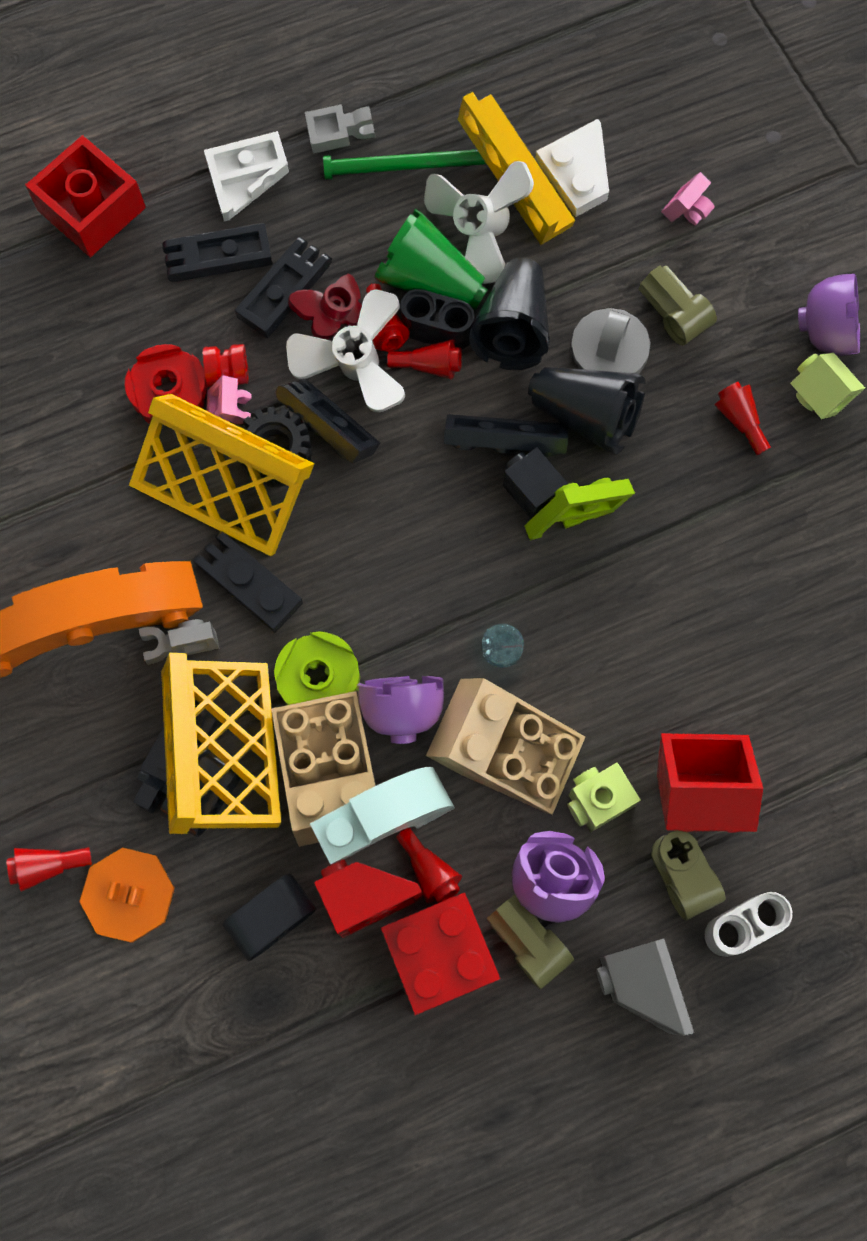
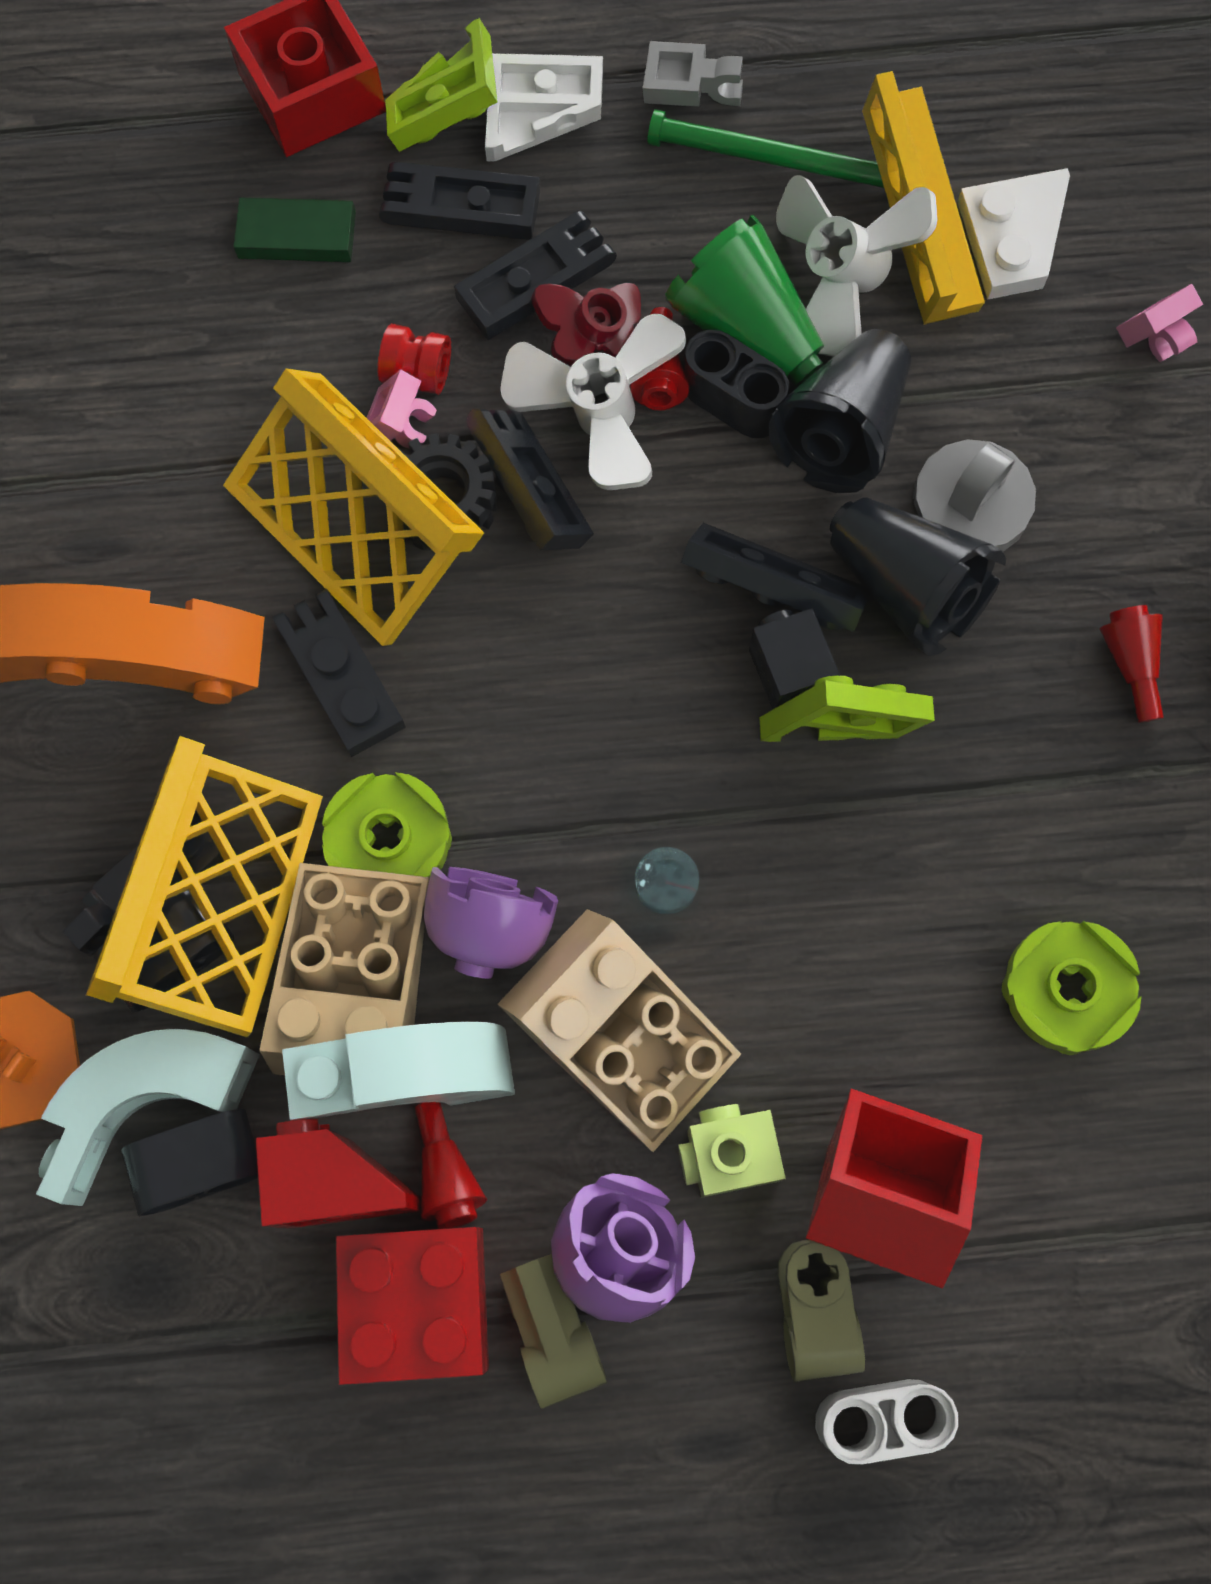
camera: 20 degrees right, 0 degrees up
(114, 303) = (295, 229): none -> dark green tile
(162, 362) = (332, 329): red plate -> none
(182, 184) = (444, 92): none -> lime wing
(189, 638) = (224, 726): light grey plate -> none
(209, 877) = (125, 1079): none -> light aqua arch
(436, 359) = (715, 440): red cone -> none
(646, 985) = (696, 1461): light grey slope -> none
(682, 312) = (1097, 479): olive piece -> none
(793, 621) = (1110, 985): none -> lime plate

